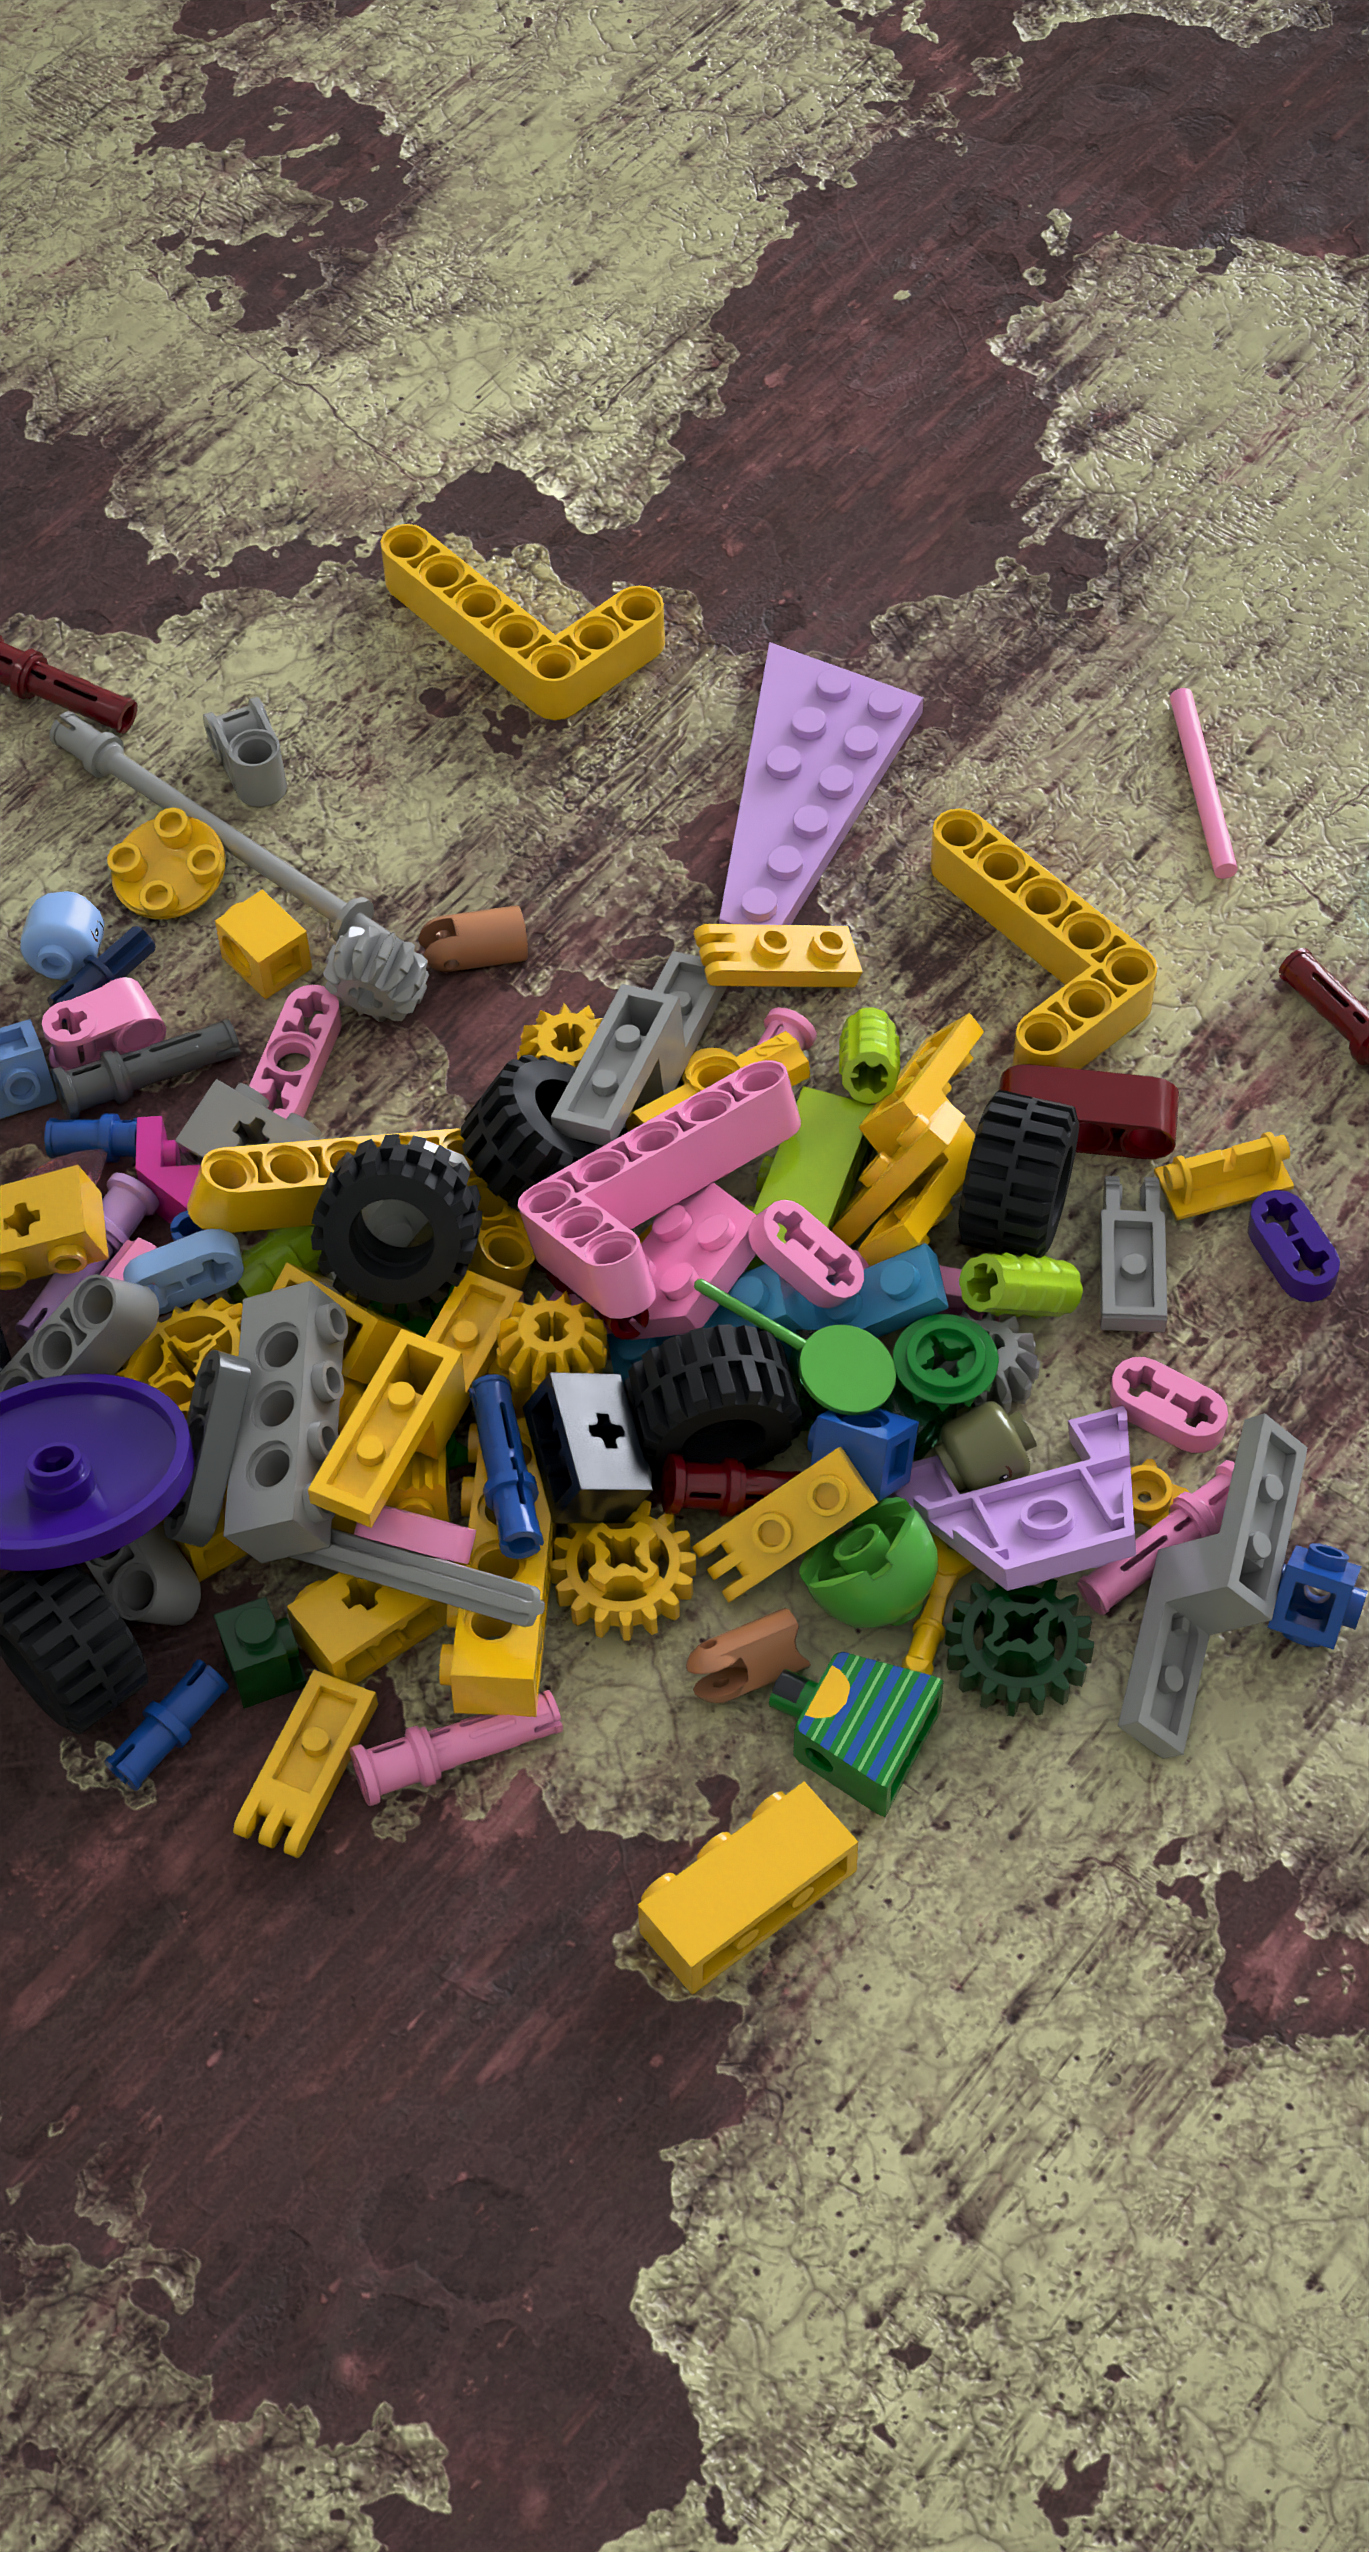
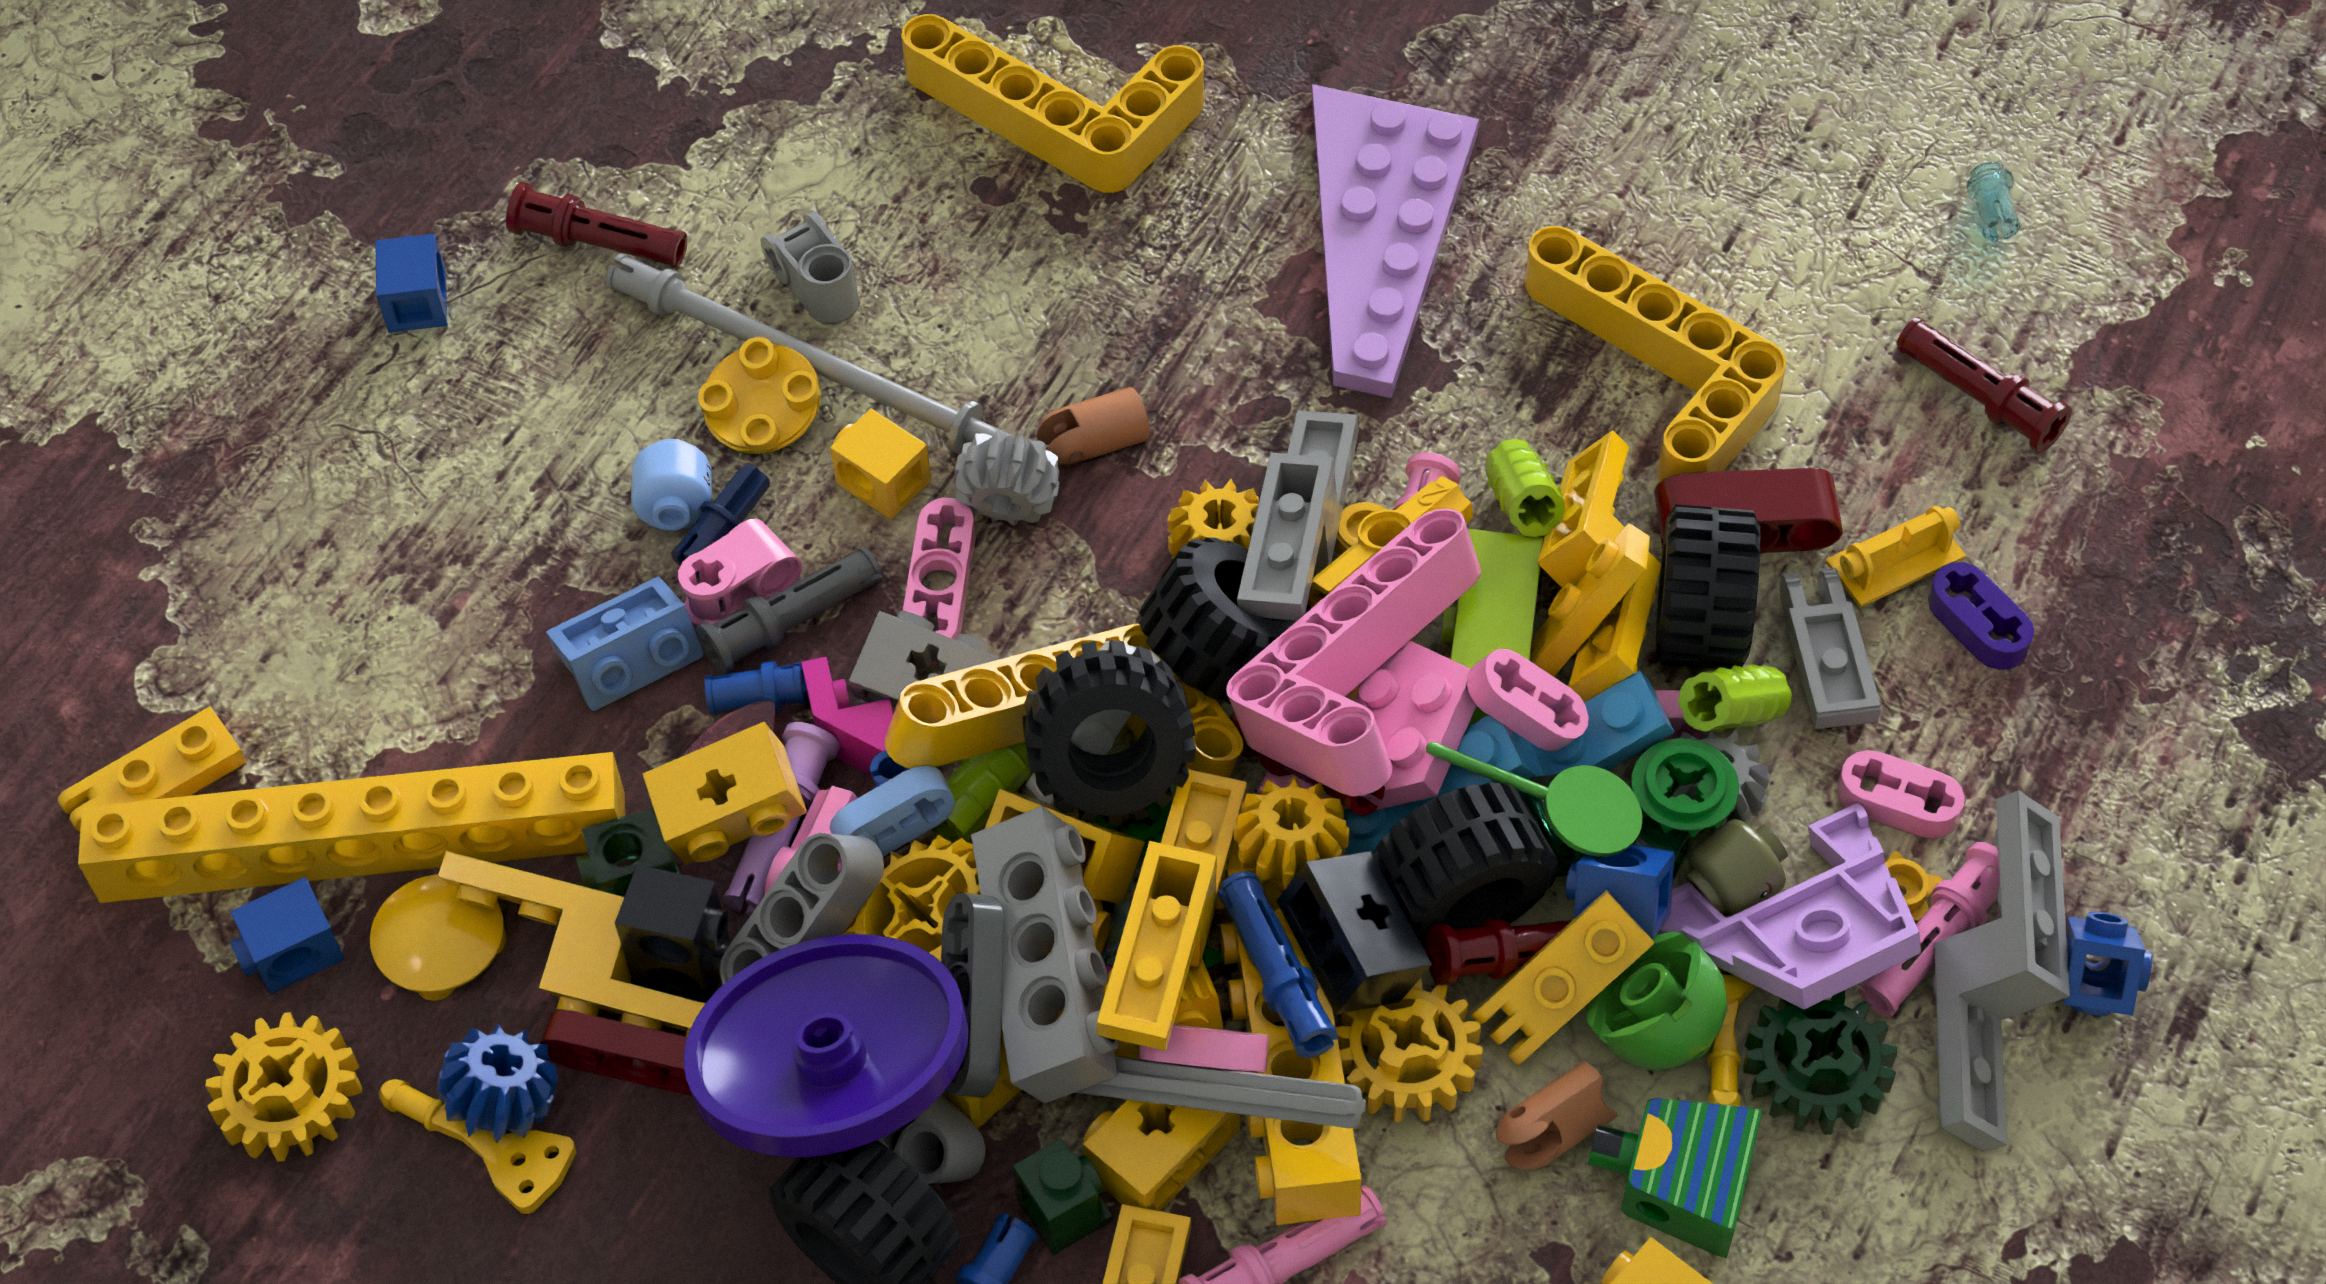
camera: 10 degrees left, 0 degrees up
(778, 955) = (1404, 399): yellow hinge -> none
(1203, 784) = (1773, 166): bright pink bar -> none

